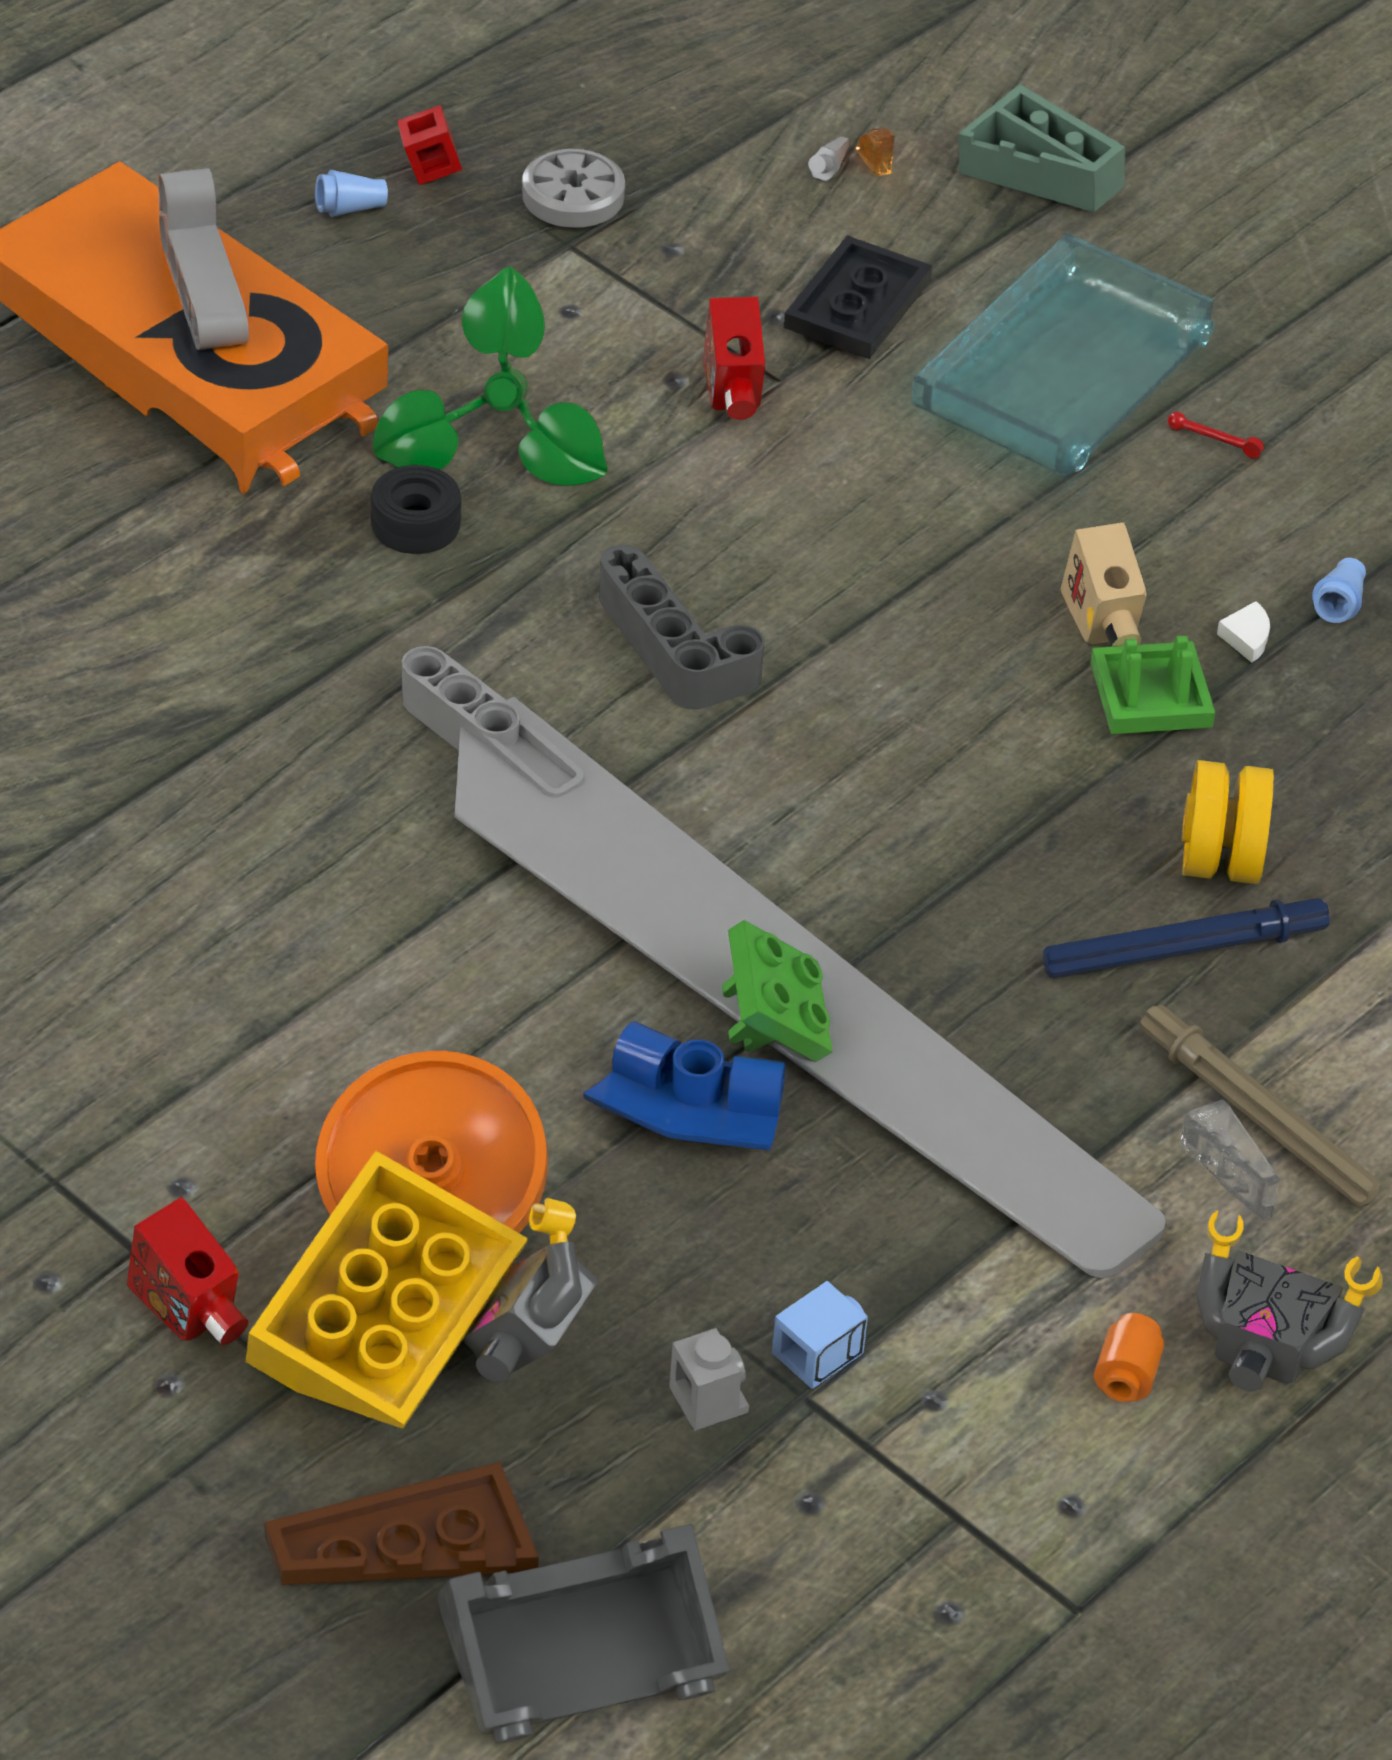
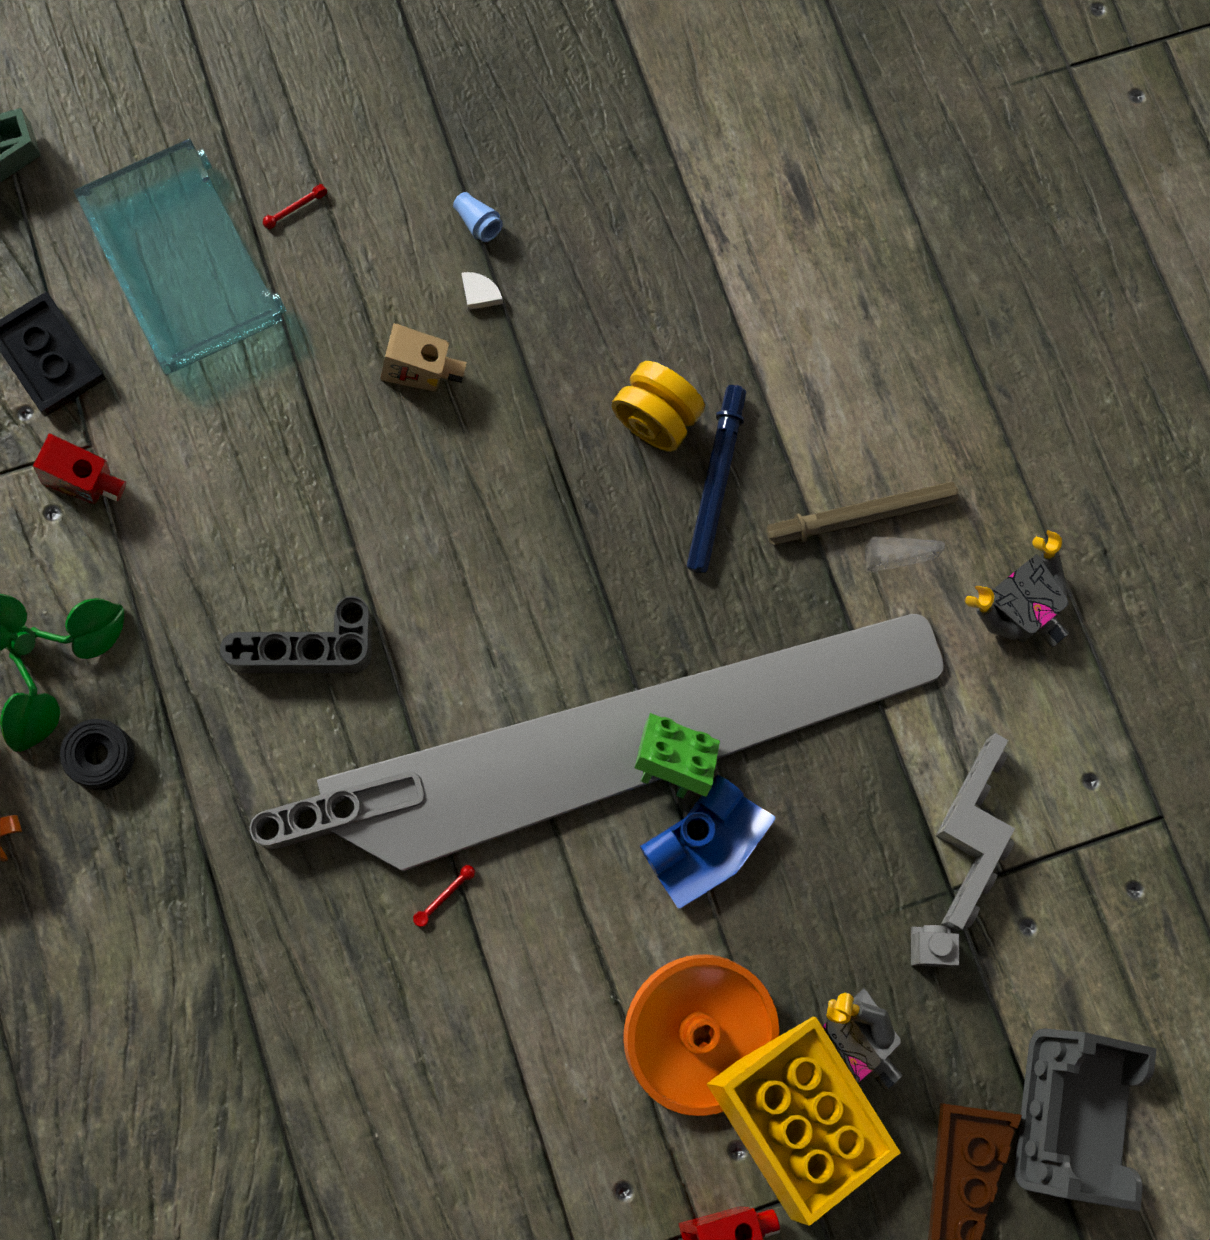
camera: 65 degrees left, 30 degrees up
(408, 866) = (422, 917): none -> red hinge
(819, 1334) = (926, 861): light blue brick -> none
(900, 1374) = (976, 834): none -> light grey bracket
(1129, 1358) = (1019, 696): orange brick -> none
(1152, 687) = (503, 377): bright green plate -> none

